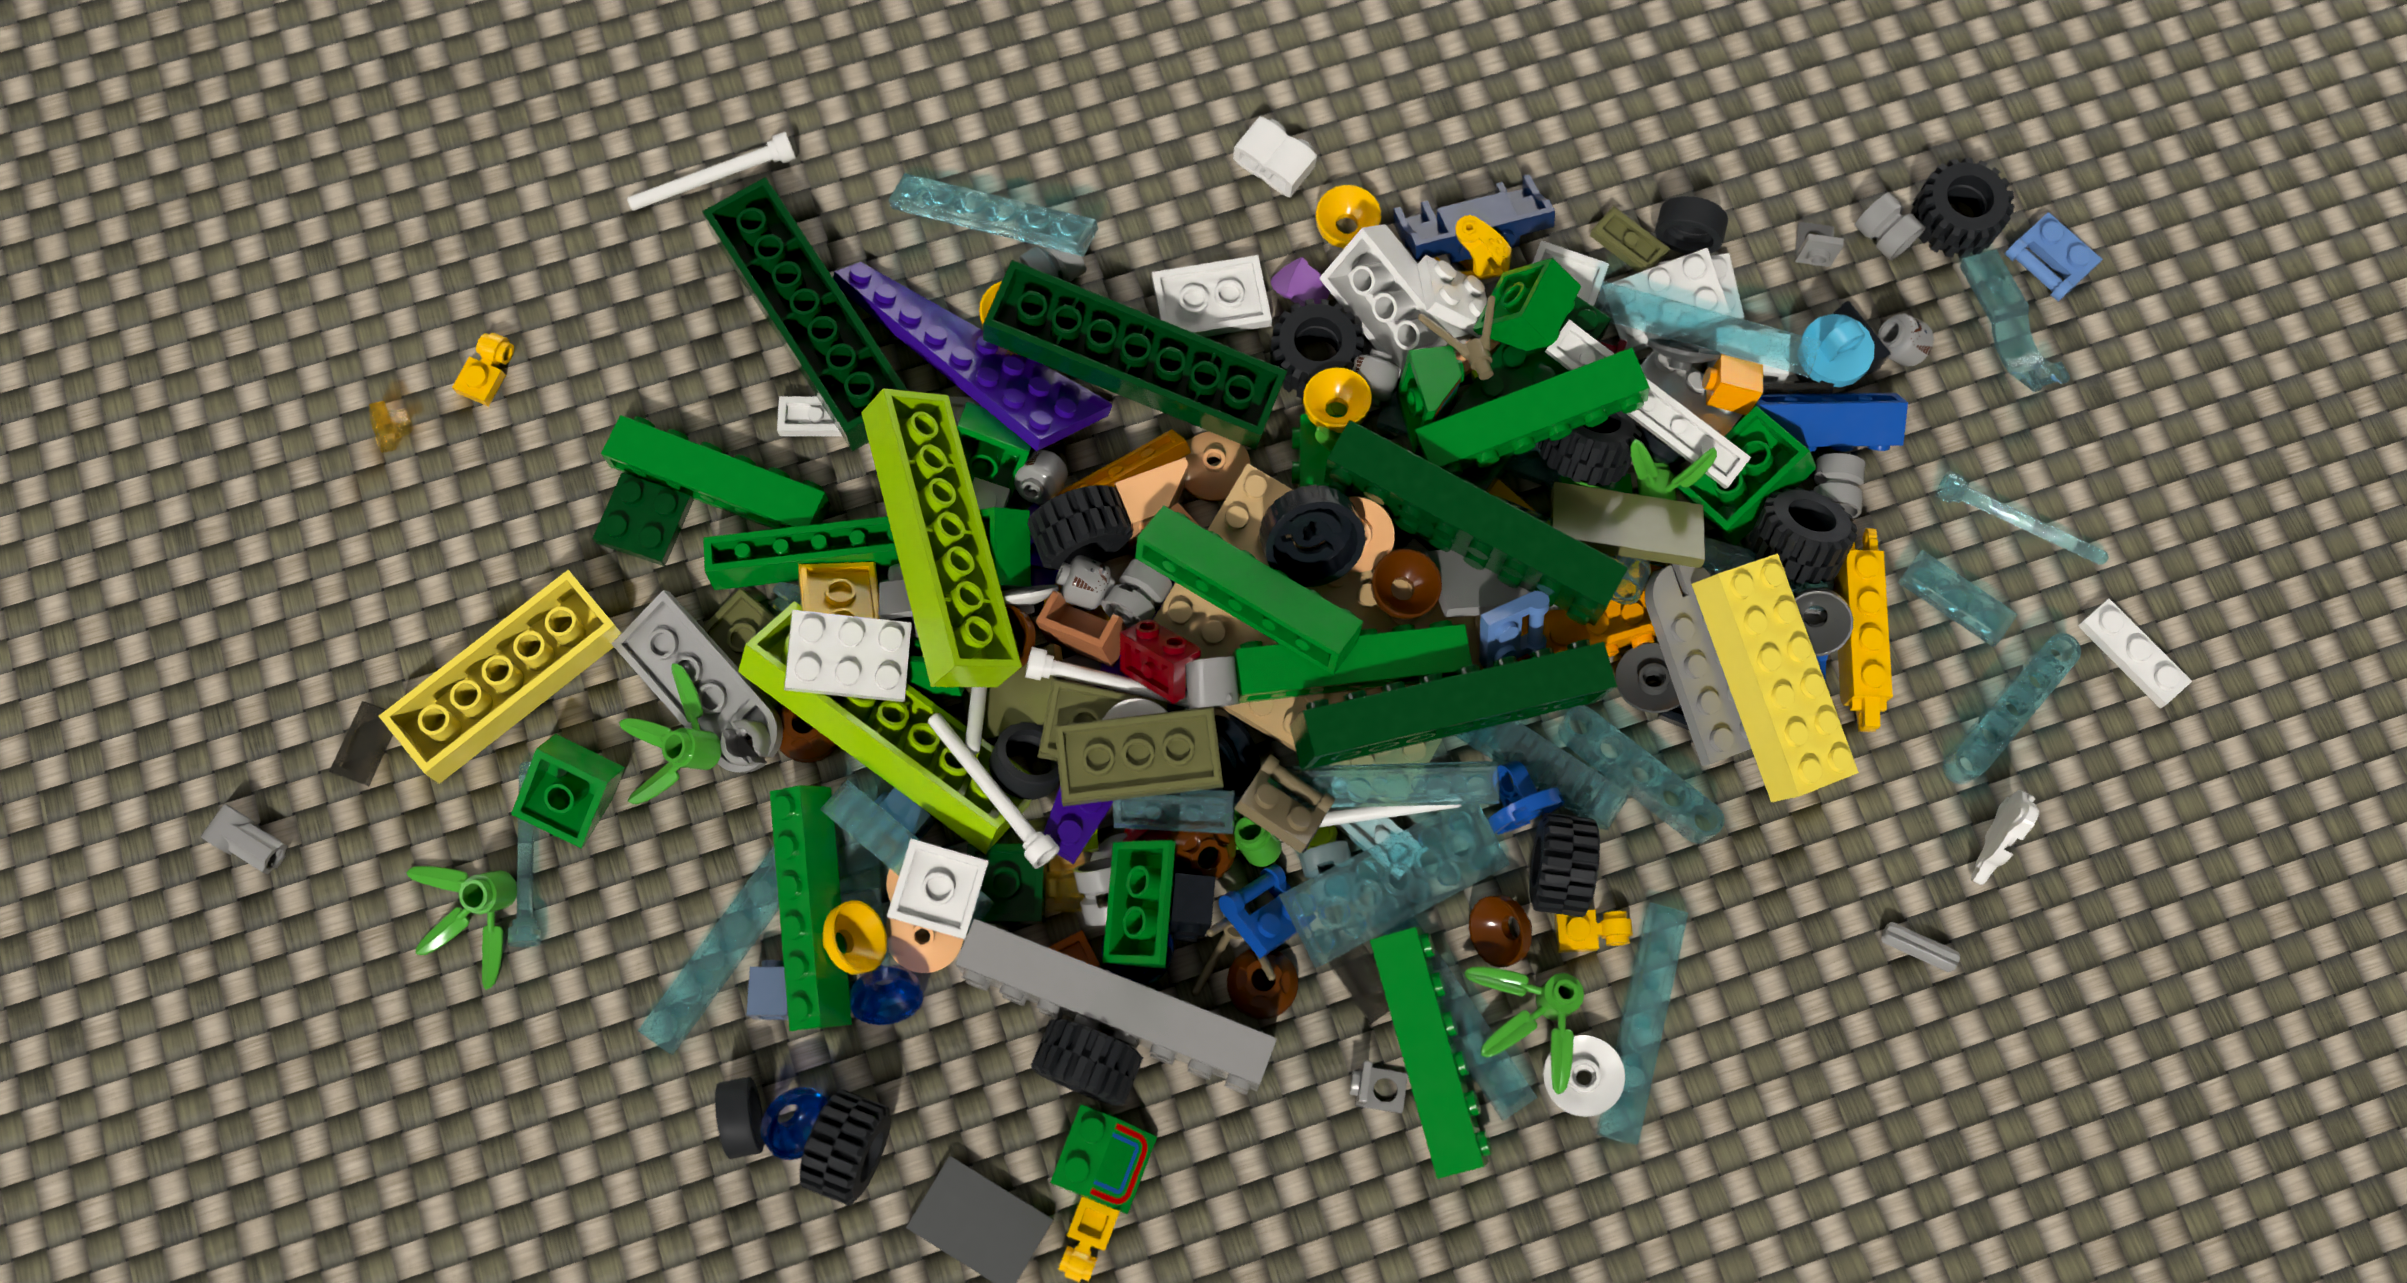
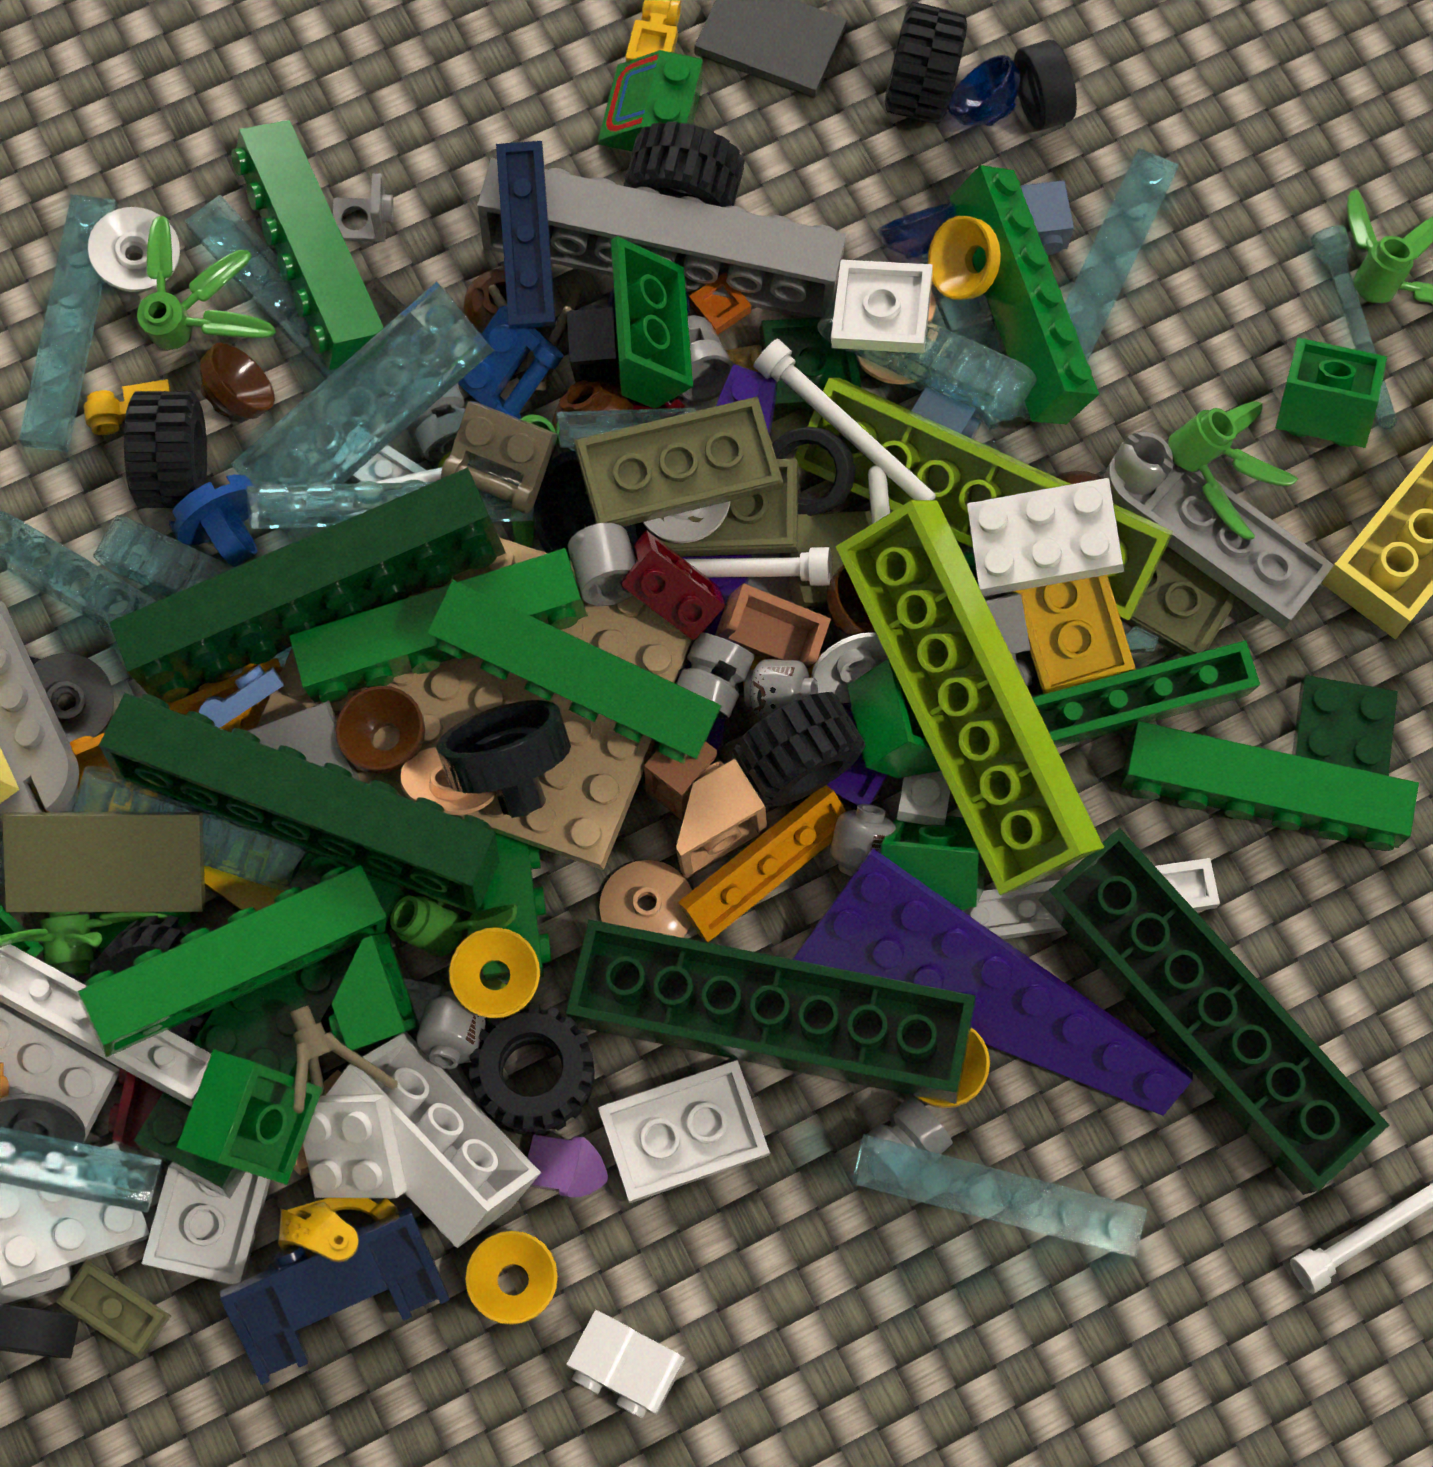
camera: 170 degrees right, 0 degrees up
(1237, 1000) = (525, 234): none -> dark blue plate

